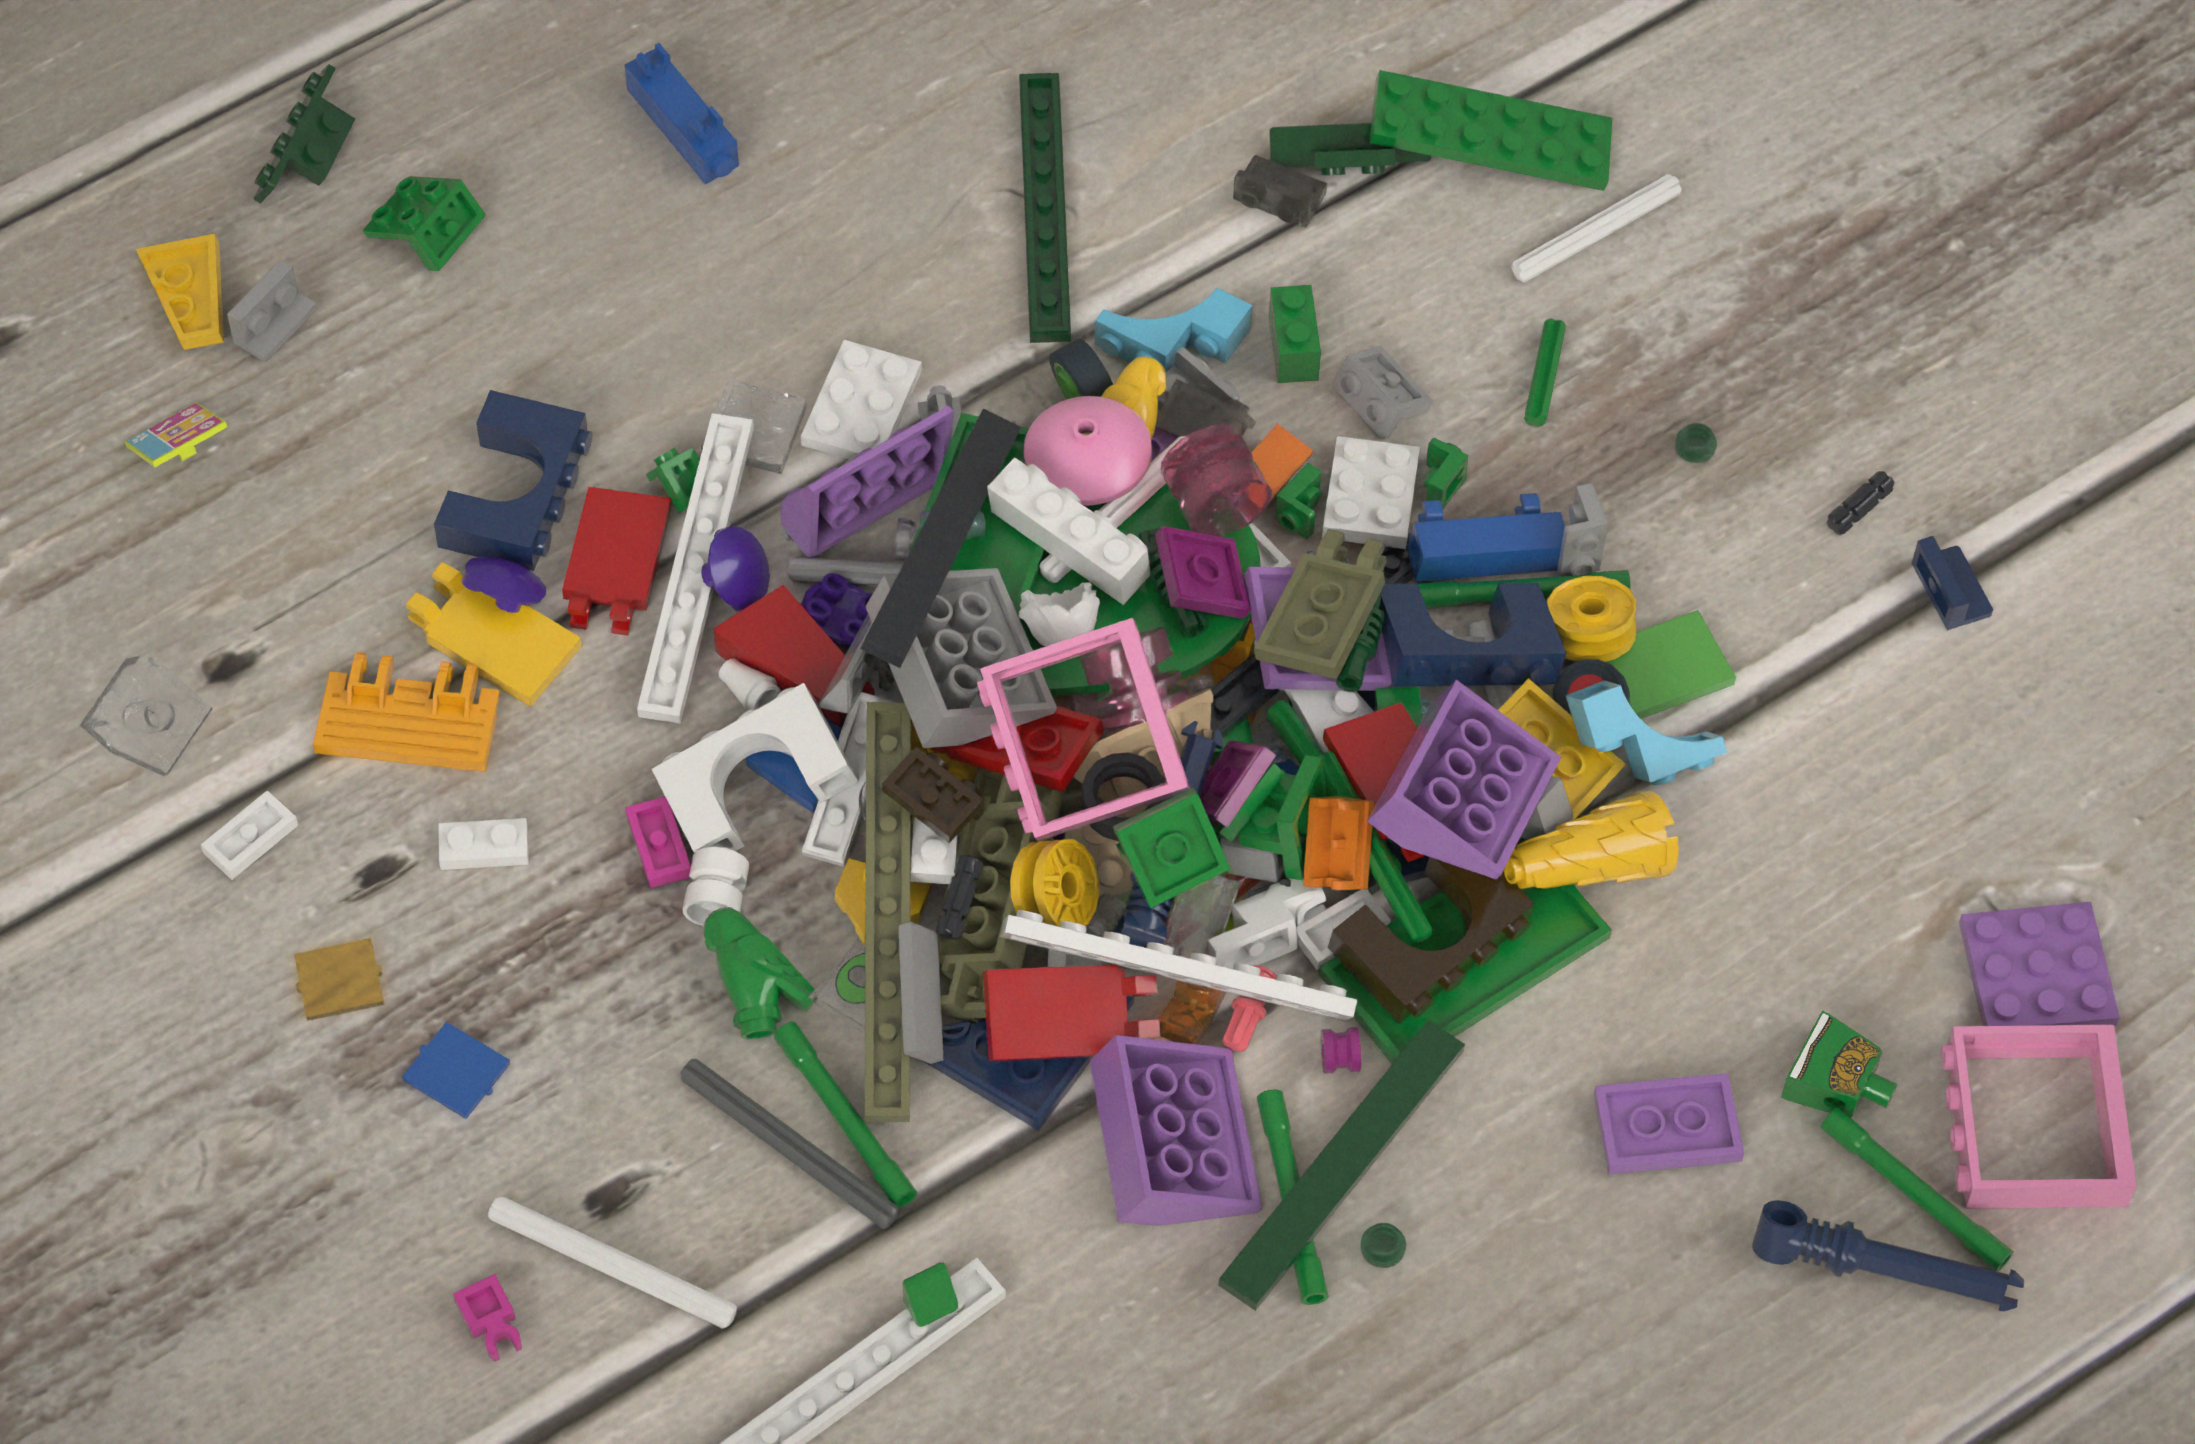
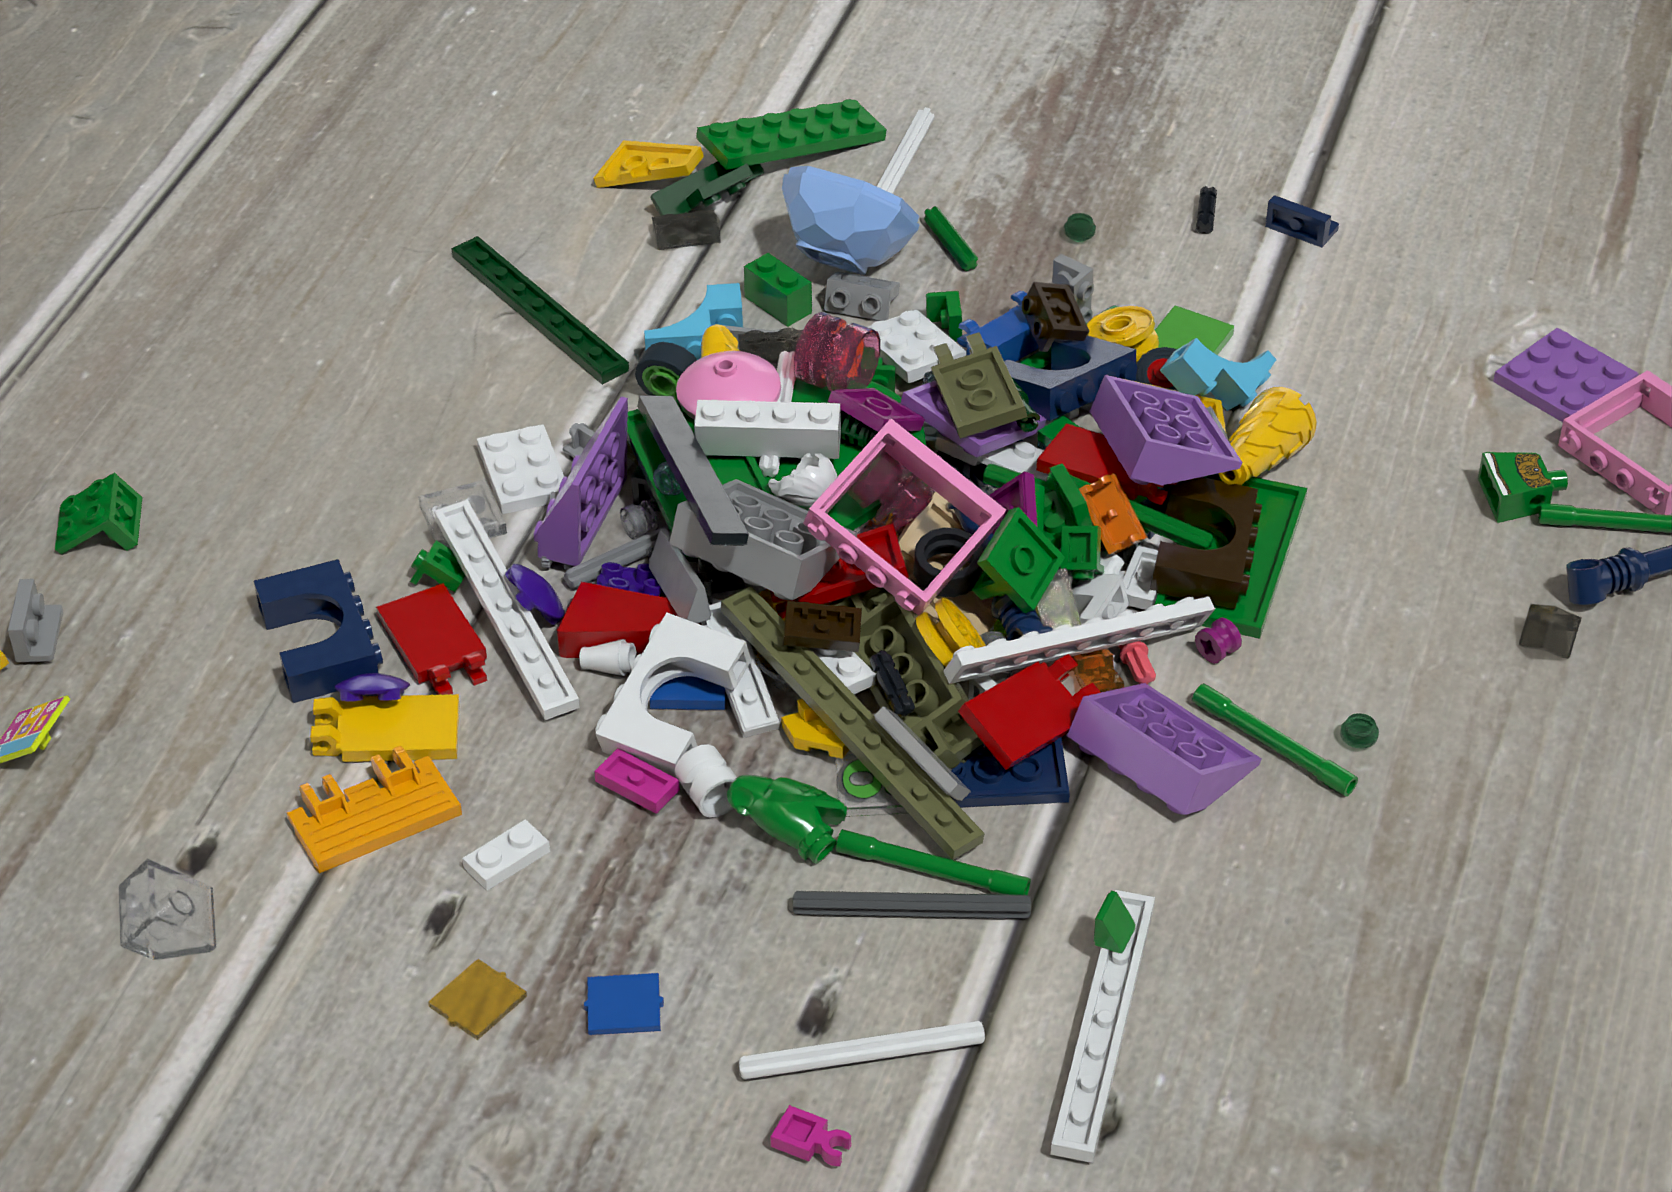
camera: 35 degrees left, 15 degrees down
(249, 835) = (322, 945): white plate -> none
(682, 114) = (237, 372): blue brick -> none
(1263, 869) = (1082, 551): none -> green bracket
(1307, 78) = (647, 162): none -> yellow wing
(1341, 1165) = (1292, 701): dark green tile -> none
(1418, 292) = (845, 219): none -> light blue rock
(1519, 555) = (1053, 314): none -> dark brown bracket
(1668, 1123) = (1454, 567): medium lavender plate -> none
(1687, 1262) = (1550, 630): none -> clear smoke panel

